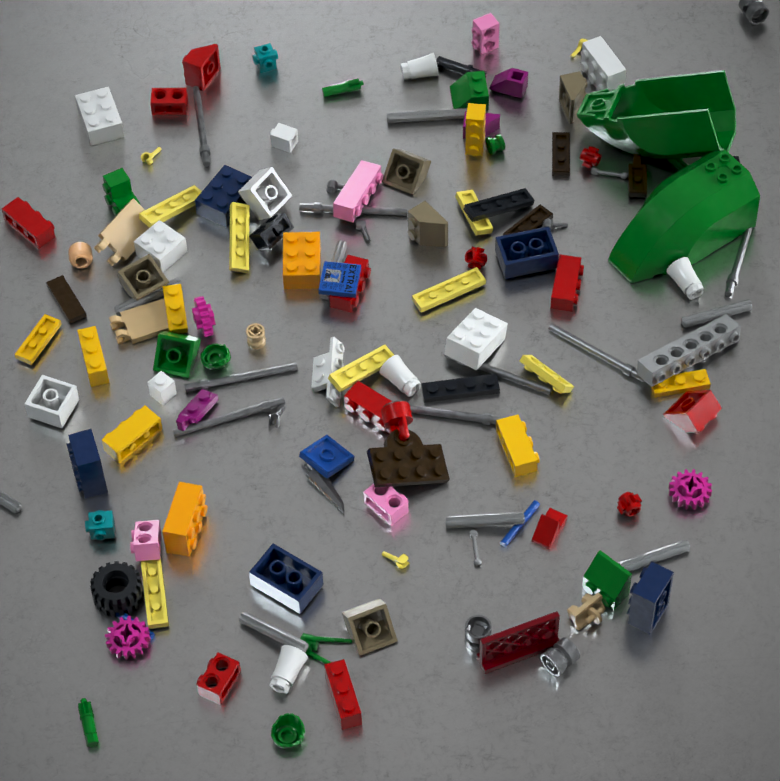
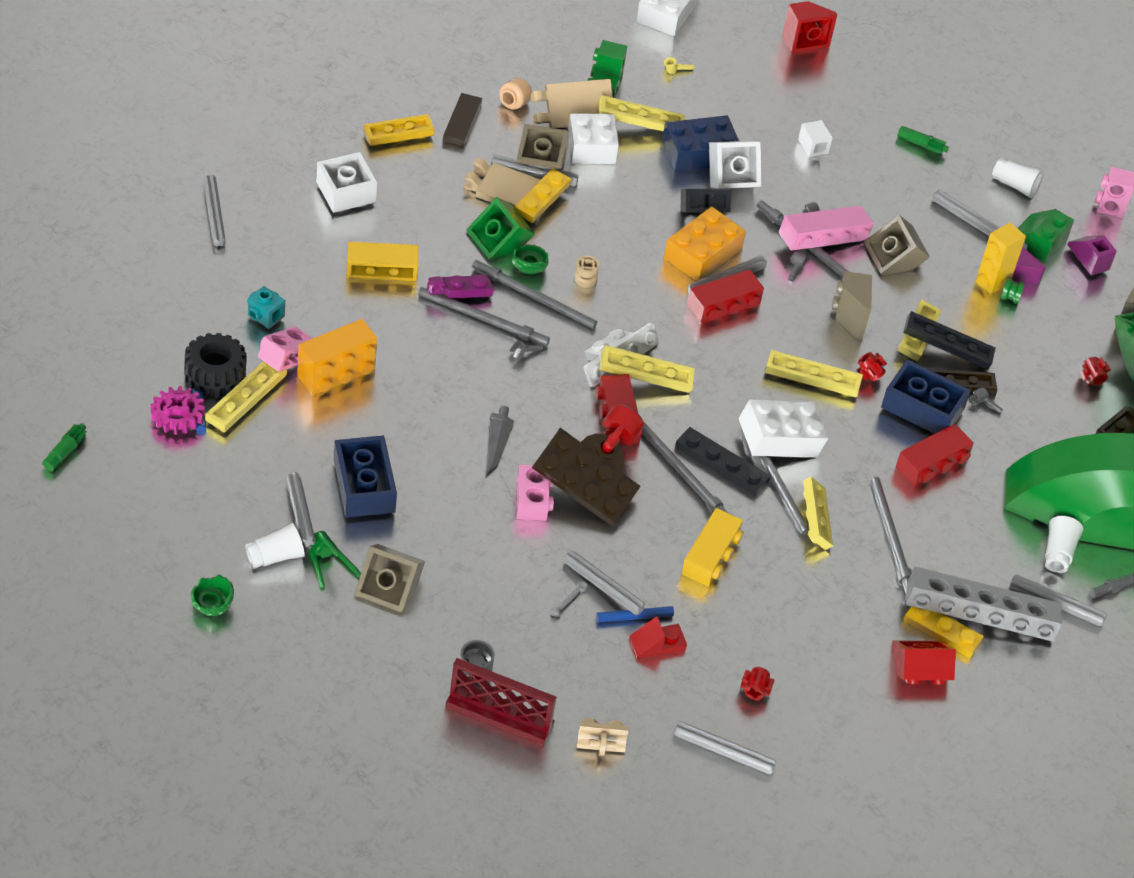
camera: 35 degrees right, 5 degrees down
(28, 222) = (505, 37): red brick -> none
(86, 464) = (308, 246): dark blue brick -> none
(93, 356) = (426, 177): yellow brick -> none
(162, 388) = (452, 246): white brick -> none
(169, 101) = (746, 35): red brick -> none
(203, 316) = (556, 217): dark pink gear -> none
(204, 149) = (732, 95): flat silver bar -> none
(222, 679) = (210, 505): red brick -> none
(239, 237) = (669, 183): light yellow plate -> none
(265, 57) = (879, 59): teal brick -> none
(326, 456) = (527, 414): blue tile -> none
(339, 279) = (715, 281): blue tile -> none
(343, 694) = (295, 608): red brick -> none
(400, 375) = (676, 399): white plant -> none
(401, 562) = (486, 551): light yellow hand -> none
(455, 66) = (1057, 202): black pin -> none
(560, 153) = (1071, 349): dark brown tile -> none
(560, 656) = (527, 749): flat silver wheel -> none
(594, 171) = (1088, 389): light grey hinge -> none
(607, 579) = (649, 726): green slope -> none
(650, 597) = (667, 769): dark blue brick -> none
(680, 487) = (834, 721): dark pink gear -> none

